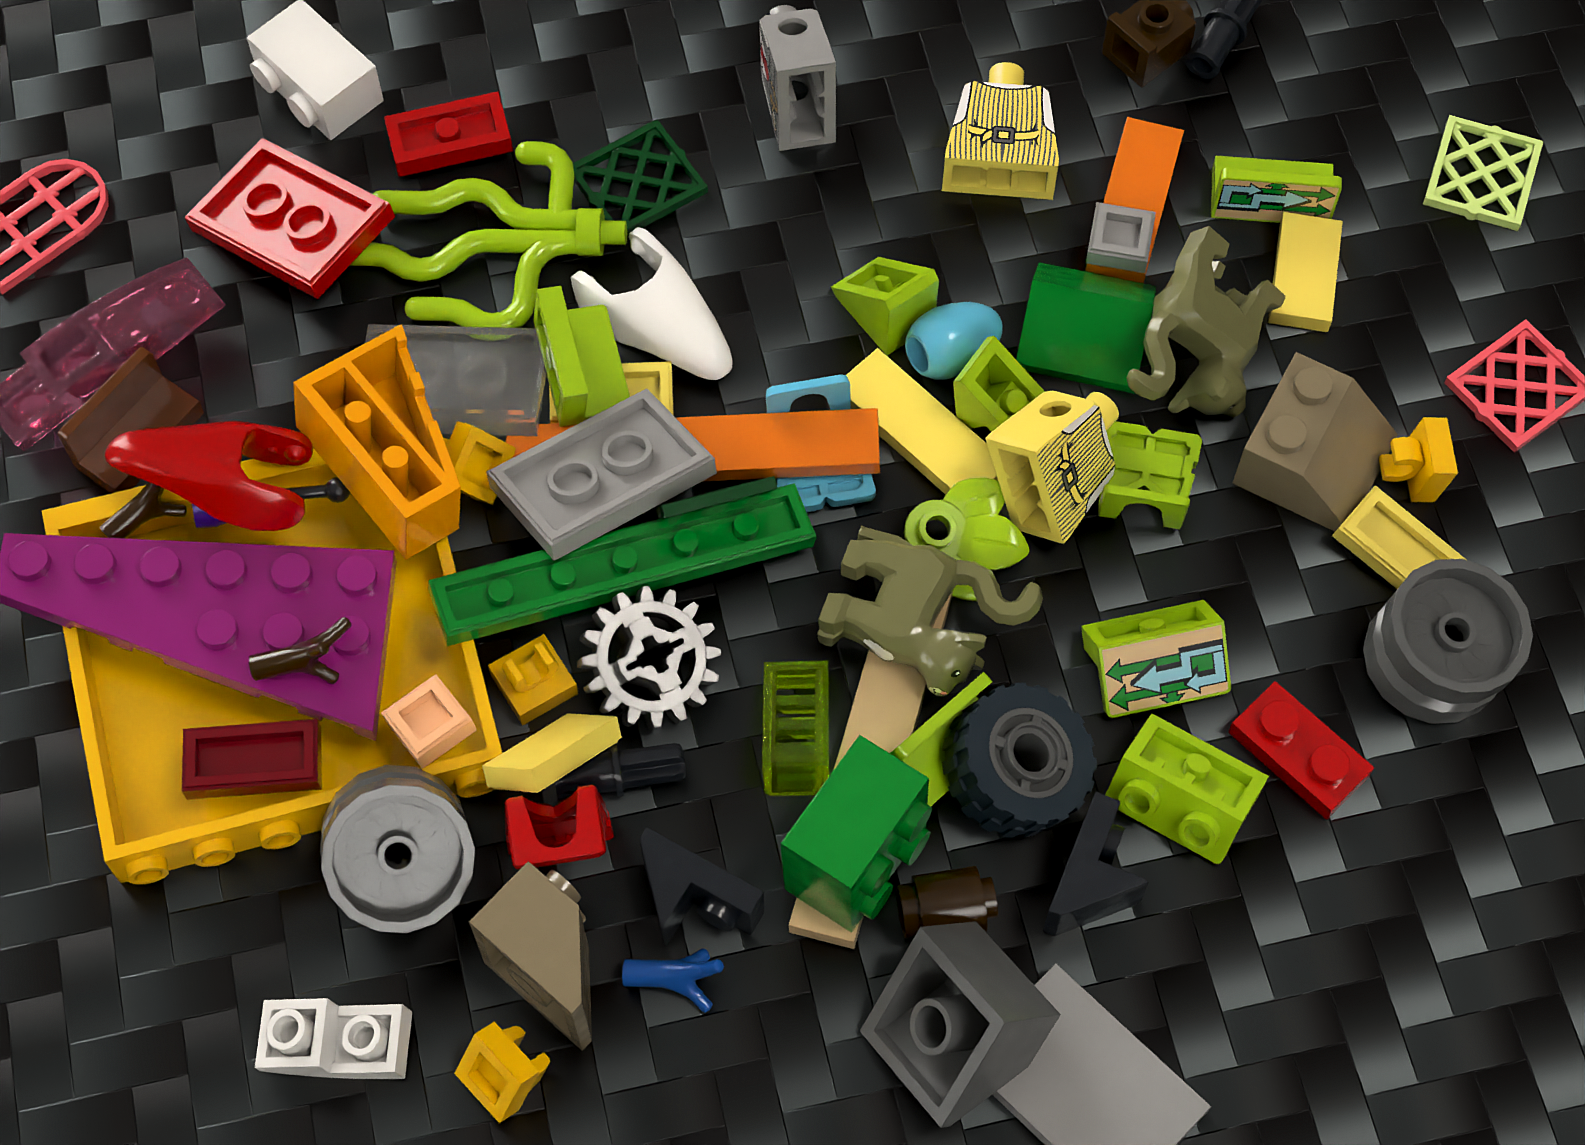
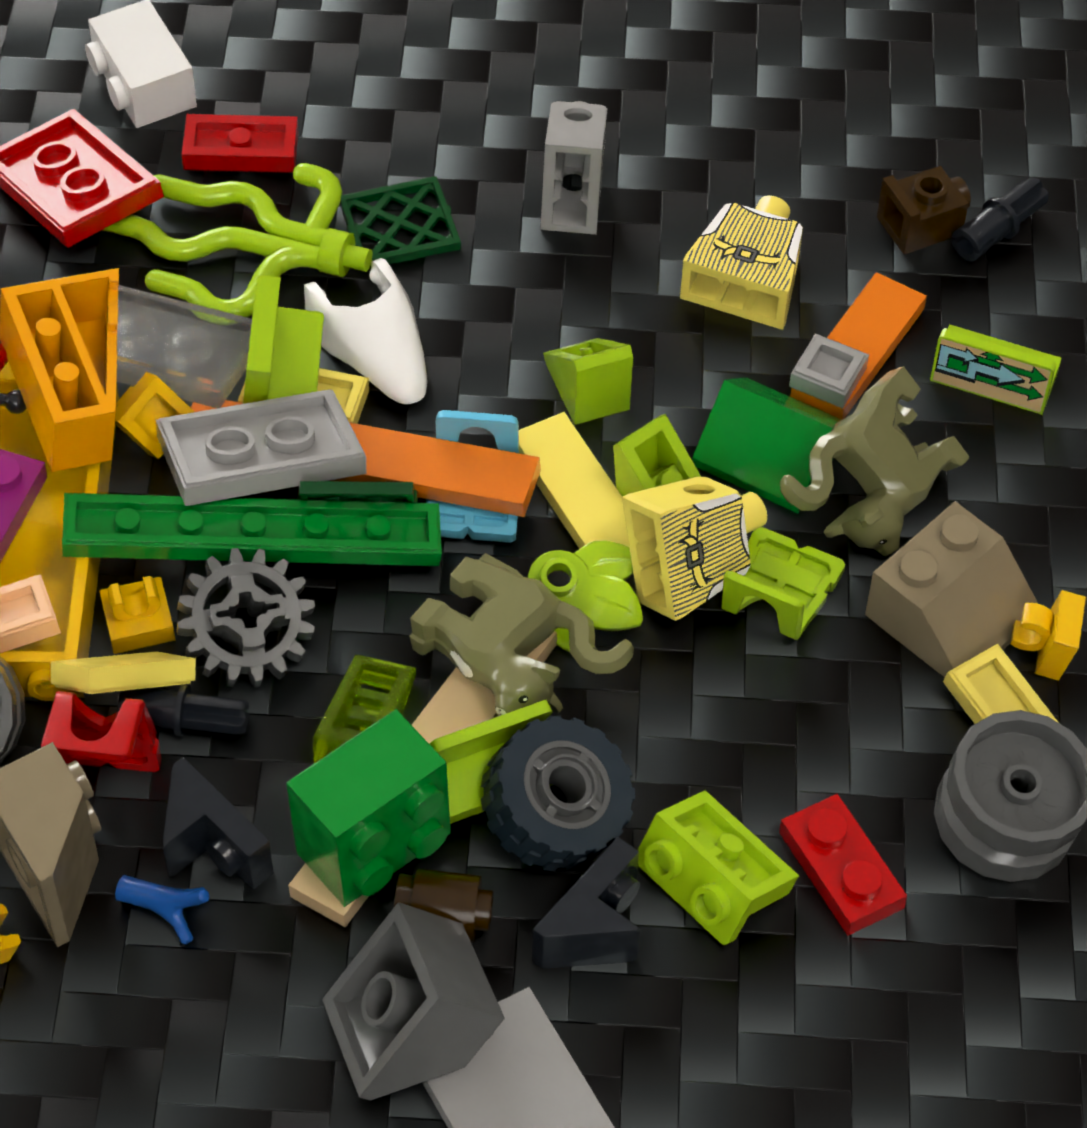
camera: 15 degrees right, 10 degrees down
(949, 336) = (629, 408): medium azure animal -> none
(1159, 657) = (731, 747): panel -> none
(1306, 271) = (1002, 446): light yellow tile -> none

